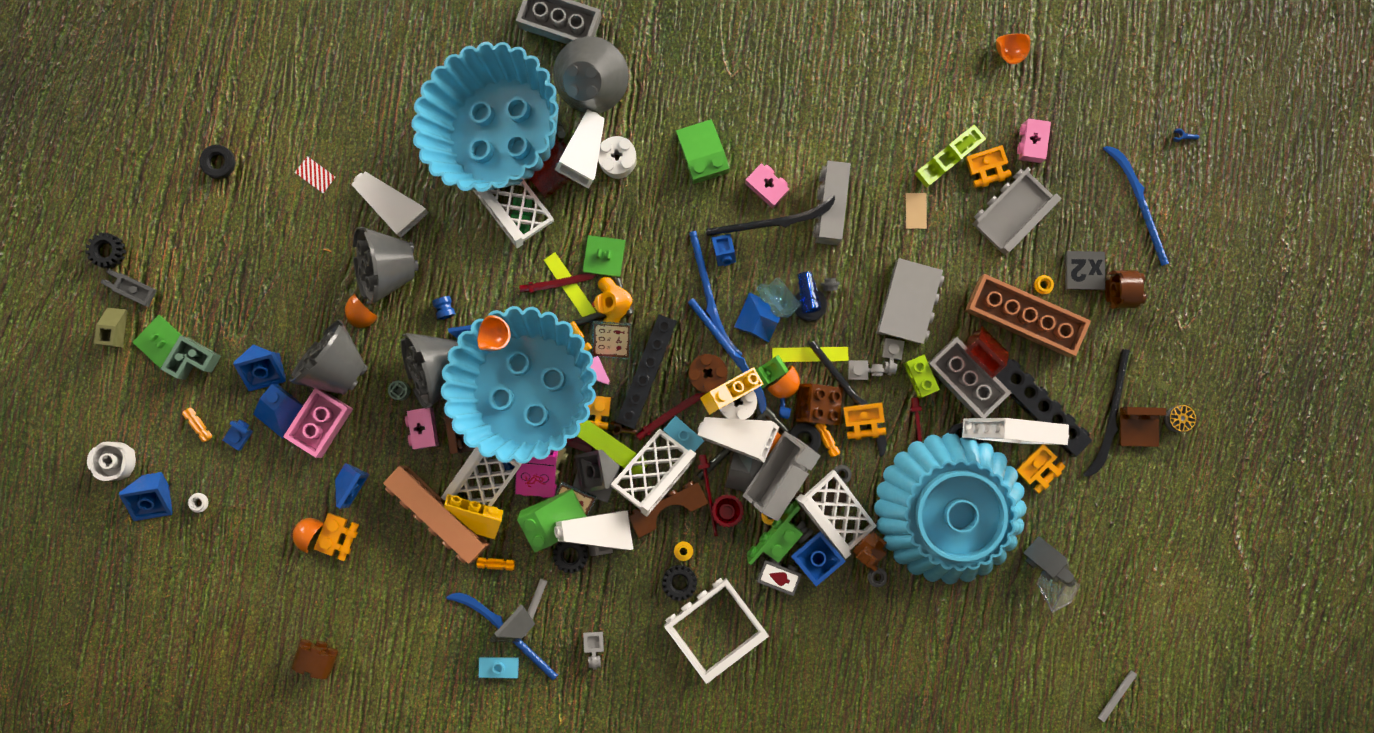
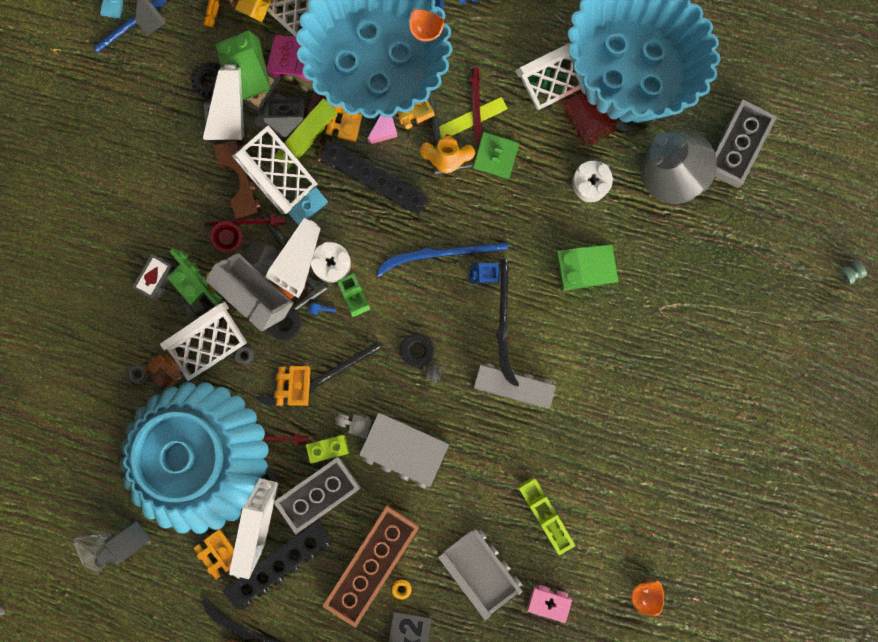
camera: 100 degrees right, 0 degrees up
(536, 598) = (172, 42): light grey bar -> none
(582, 152) = (602, 146): white slope -> none
(593, 643) = (120, 89): light grey plate -> none
(611, 340) = (411, 149): piece -> none
(646, 430) = (318, 172): dark red sword -> none
(678, 555) = (194, 195): yellow plate -> none
(679, 594) = (162, 169): black tyre -> none
(707, 362) = (358, 227): reddish brown brick -> none
(731, 391) = (340, 255): yellow slope -> none
(733, 656) = (85, 222): white window -> none
(740, 361) = (381, 264): blue piece -> none
(757, 180) = (548, 316): bright pink brick -> none
(757, 318) = (412, 298): blue slope -> none
(779, 298) = (427, 318): clear light blue bracket -> none
(786, 385) = (339, 313): orange helmet -> none
(806, 354) = (368, 338): neon yellow sticker -> none
(808, 290) = (428, 348): clear blue axle -> none
(818, 558) = (164, 316): blue slope -> none
(819, 404) = (316, 343): reddish brown bracket -> none
(827, 440) = (281, 346): light orange axle -> none
(859, 370) = (345, 389): light grey plate -> none
(916, 211) = (496, 472): tan sticker -> none
(985, 161) = (535, 550): light orange plate -> none
(987, 352) = (340, 516): clear red brick -> none

